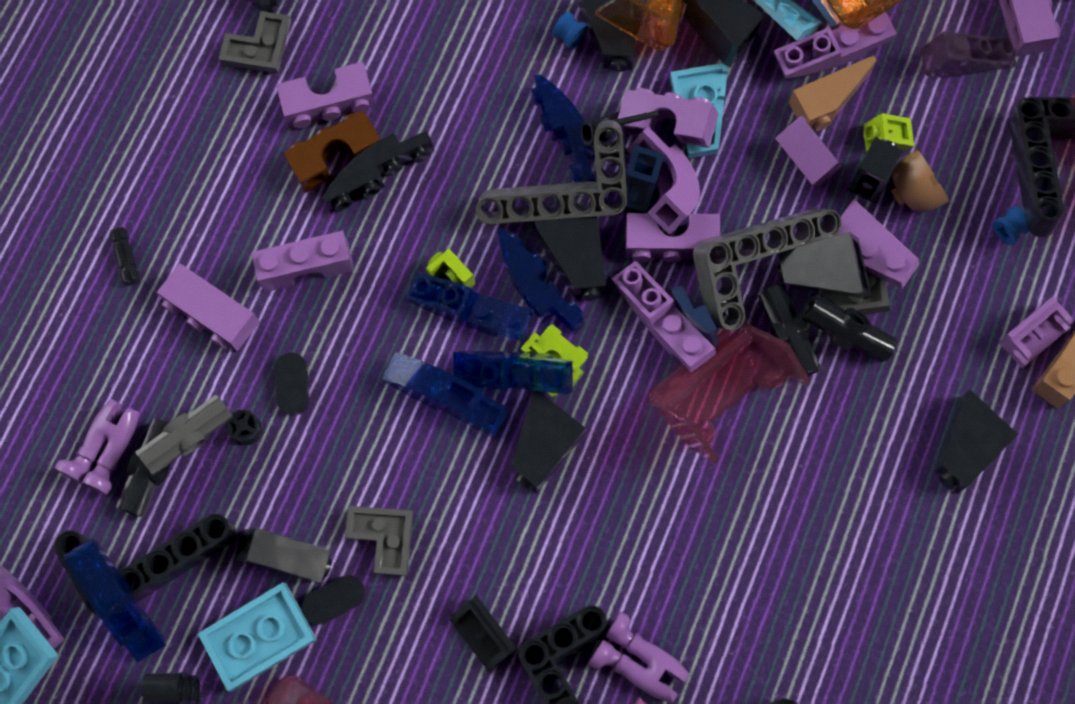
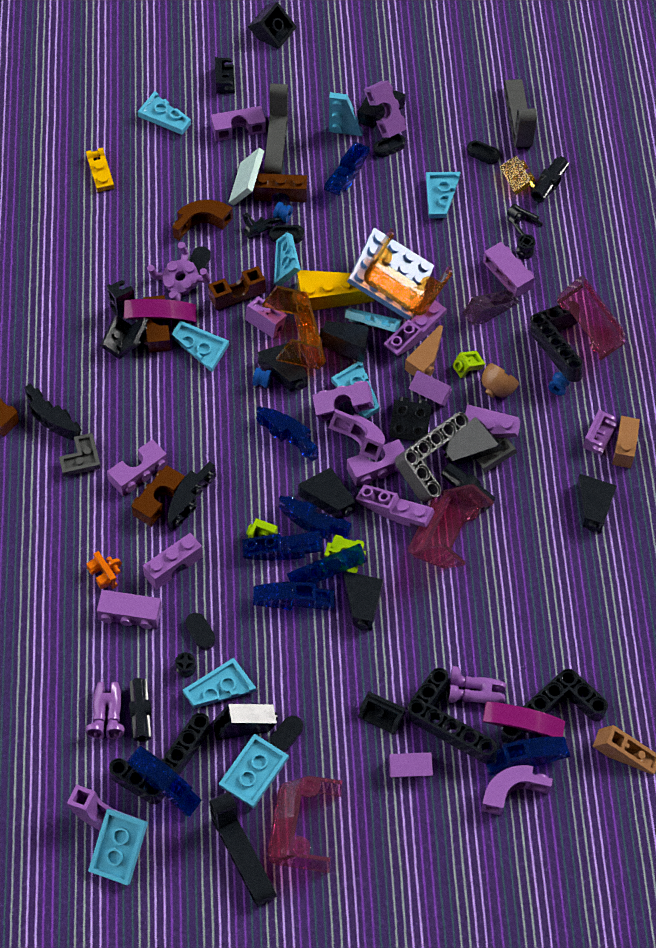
camera: 30 degrees left, 15 degrees down
(124, 256) = (62, 604): black axle -> none
(184, 434) = (156, 678): dark grey piece -> none
(201, 220) = (99, 564): none -> orange hips
(277, 480) = (219, 685): none -> medium azure wing
(389, 529) = (298, 682): dark grey plate -> none
(566, 192) = (308, 462): dark grey beam -> none
(589, 126) = (310, 421): black plant -> none
(642, 177) = (344, 439): dark blue slope -> none
(698, 317) = (415, 496): dark blue slope -> none
(756, 186) = (410, 419): none -> black bracket
(849, 328) = (499, 470): black piece -> none
(875, 169) = (471, 383): black brick -> none

